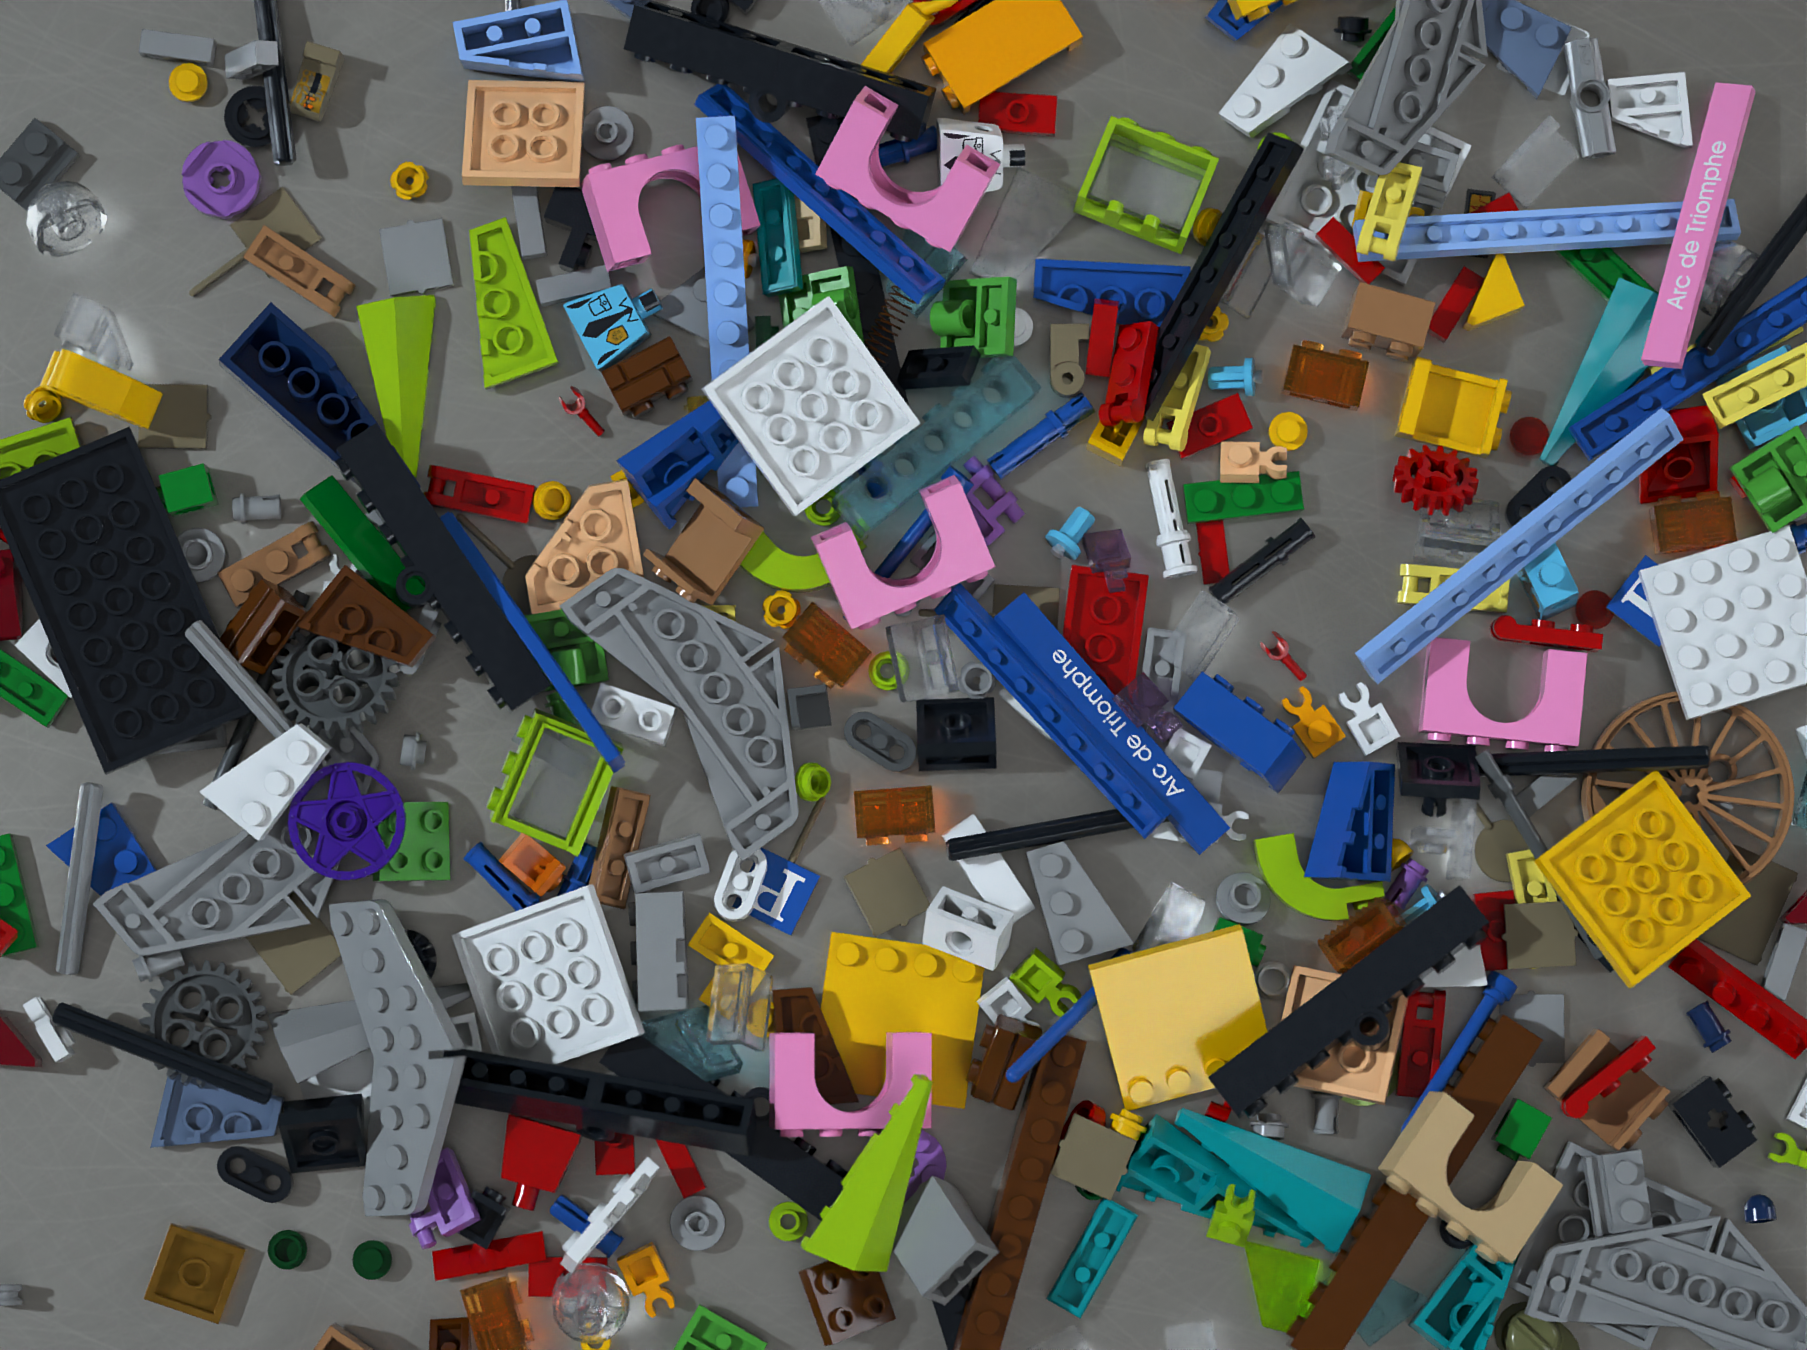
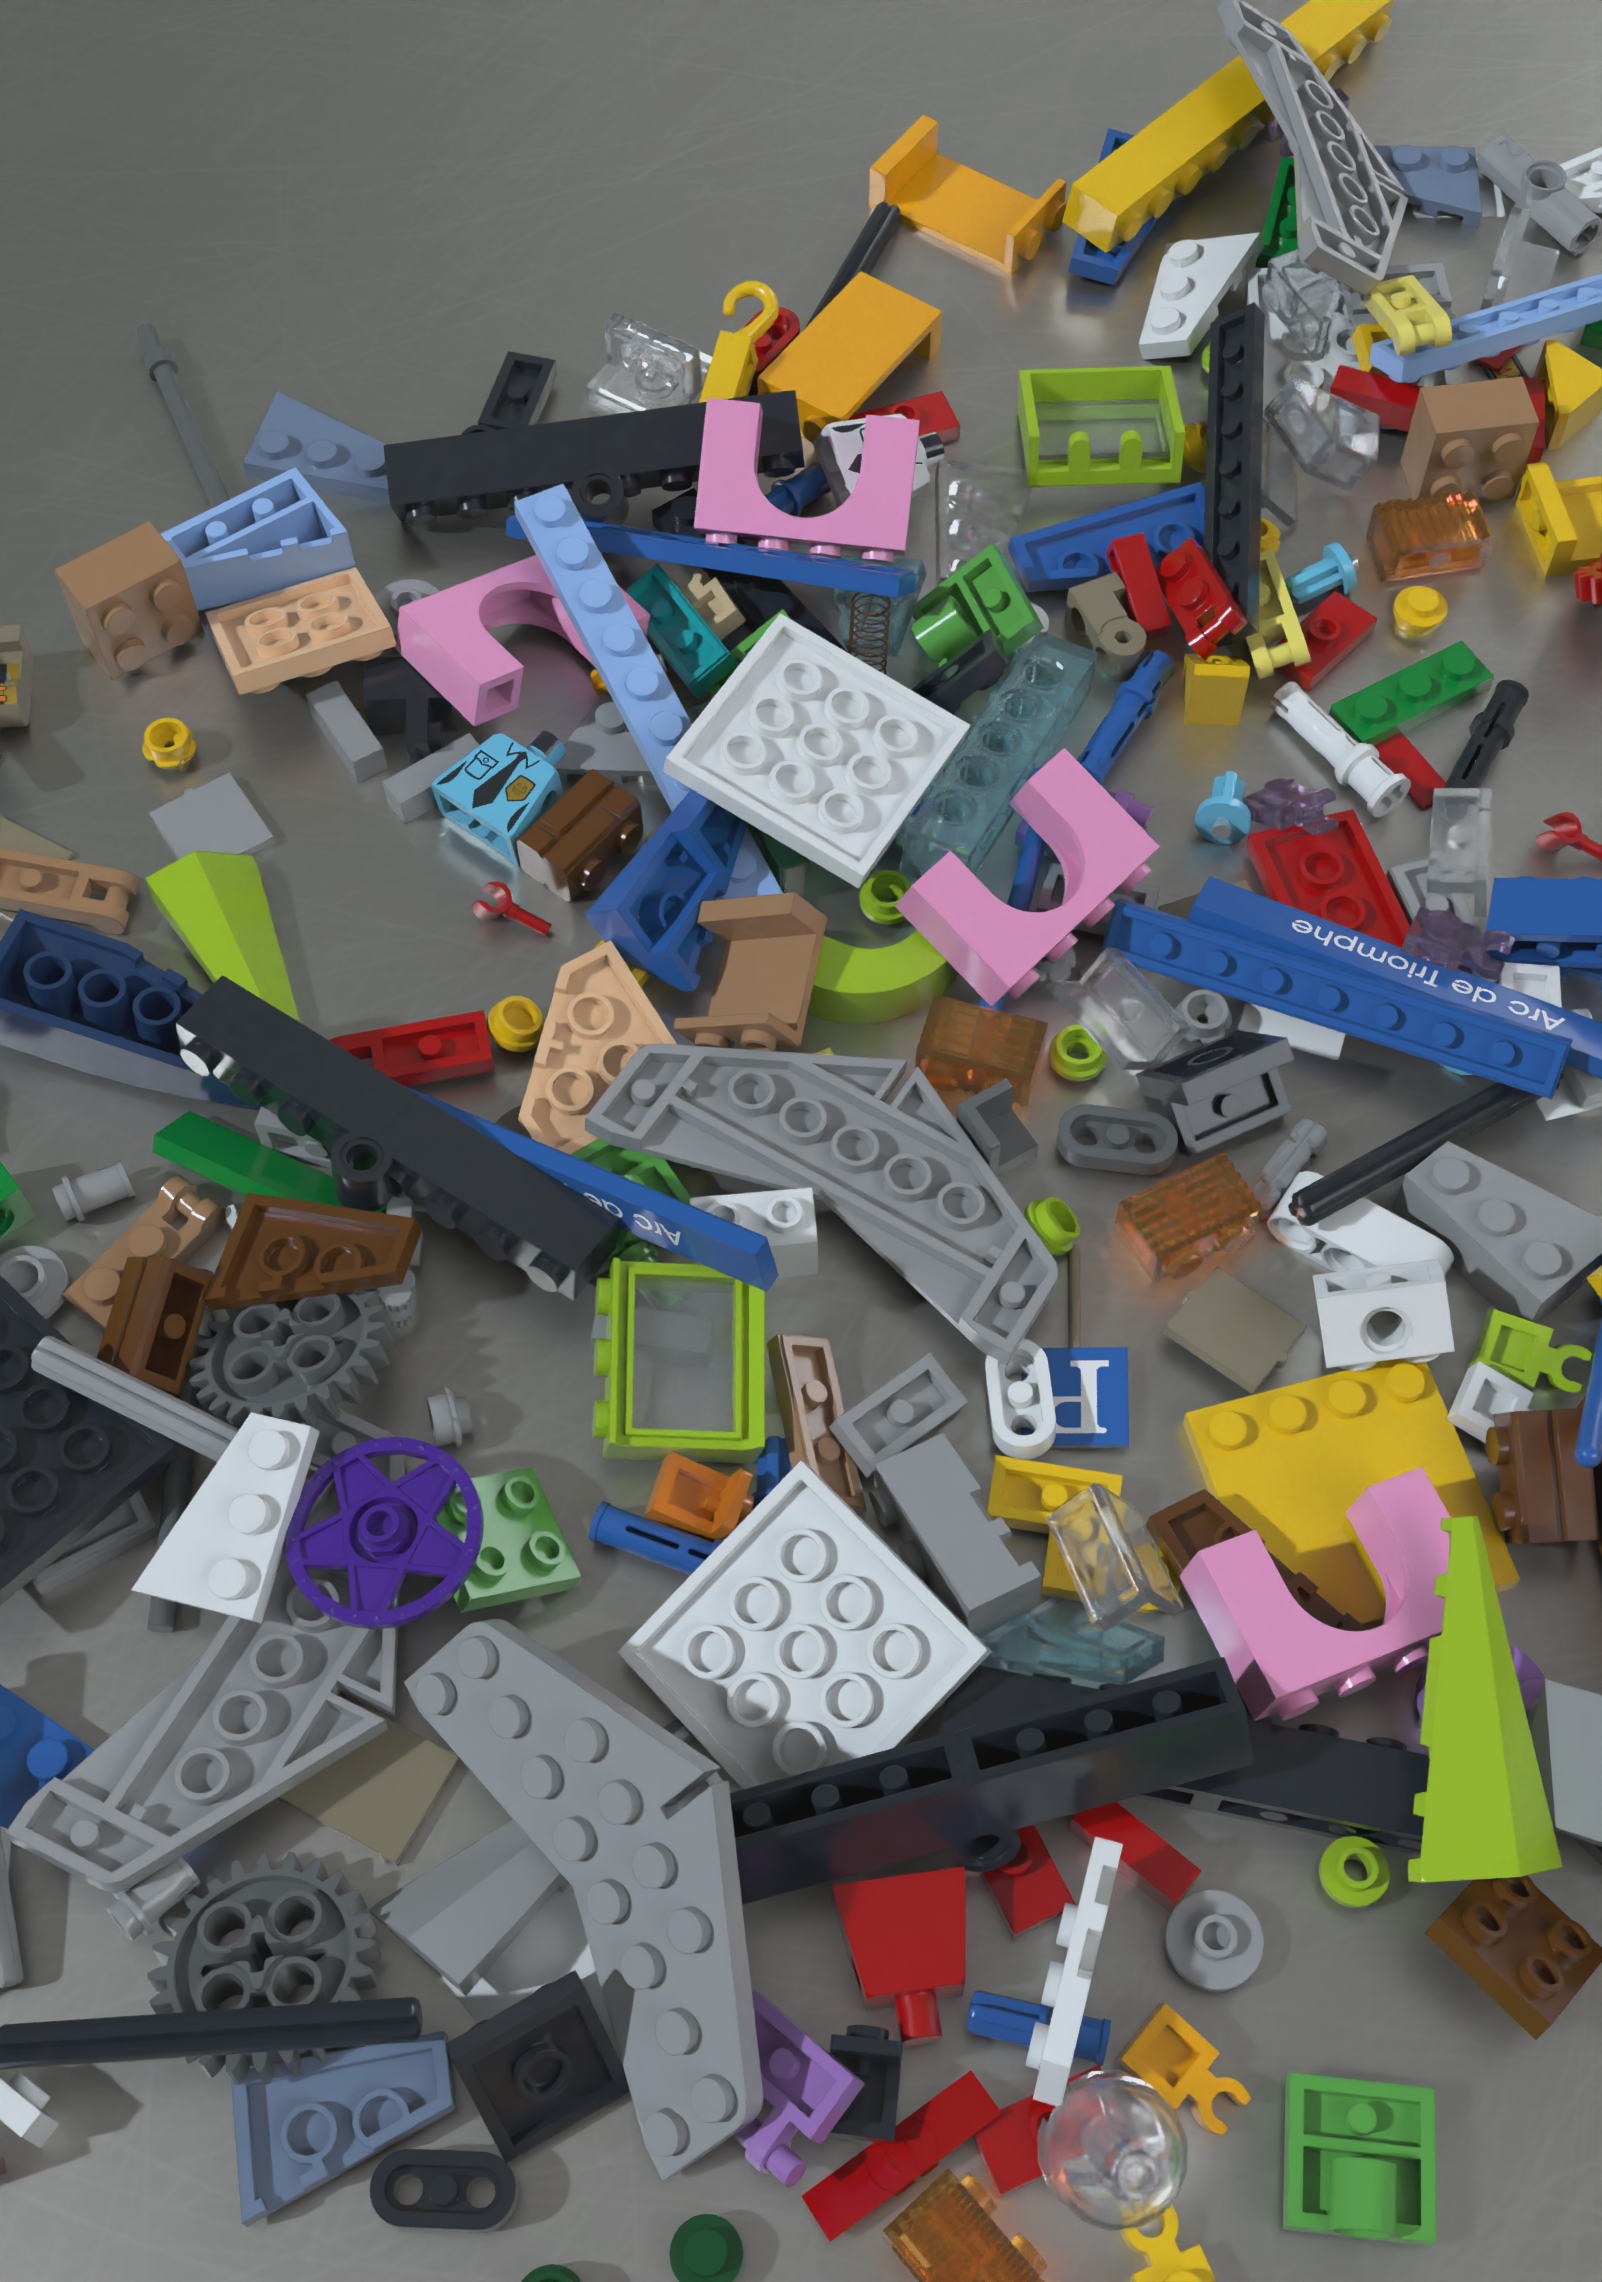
camera: 25 degrees left, 25 degrees down
(419, 63) = (130, 600): none -> medium nougat brick
(509, 318) = (362, 836): lime wing -> none
(771, 605) = (894, 1023): yellow plate -> none
(972, 803) = (1287, 1162): none -> light grey axle
(1244, 462) = (1391, 653): light nougat plate -> none
(1352, 28) = (1238, 220): black plate -> none

